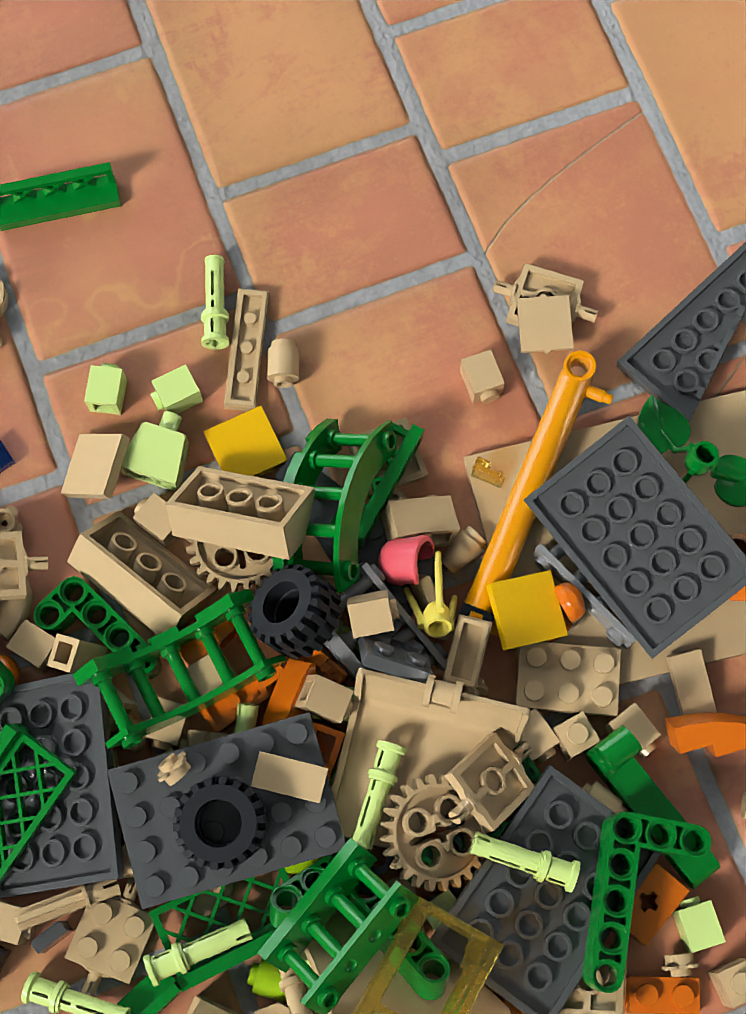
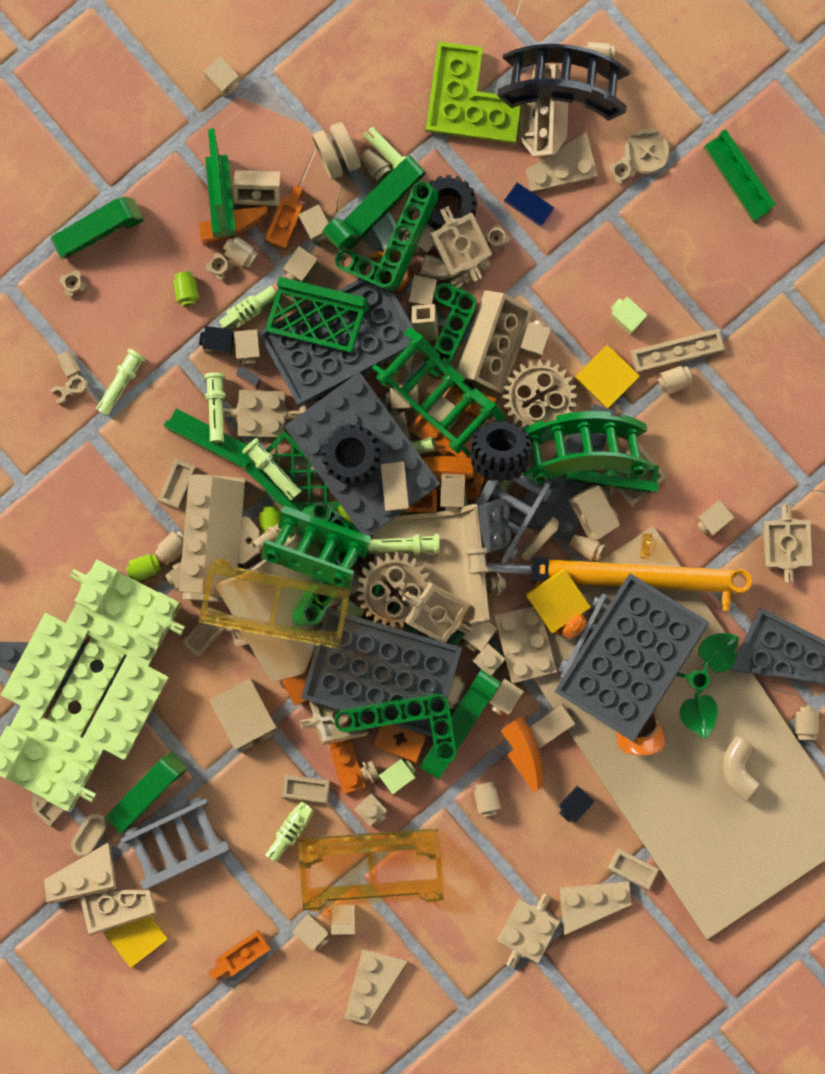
camera: 70 degrees right, 10 degrees up
(37, 578) = (465, 276): none -> tan axle
(65, 903) = (271, 378): tan axle -> none
(95, 466) = (555, 282): tan tile -> none
(106, 389) = (612, 267): yellowish green brick -> none
(158, 453) = (580, 320): yellowish green torso -> none
(173, 768) = (374, 412): tan plate -> none
(214, 315) = (694, 319): yellowish green pin -> none
(241, 512) = (554, 391): tan slope -> none
(372, 613) = (517, 500): tan brick -> none
(400, 556) = (563, 506): coral hair -> none
(437, 617) = (530, 543): light yellow plant -> none
(467, 651) = (516, 571): tan tile -> none
(541, 865) = (396, 642): yellowish green pin -> none
(545, 324) = (768, 548): tan piece -> none

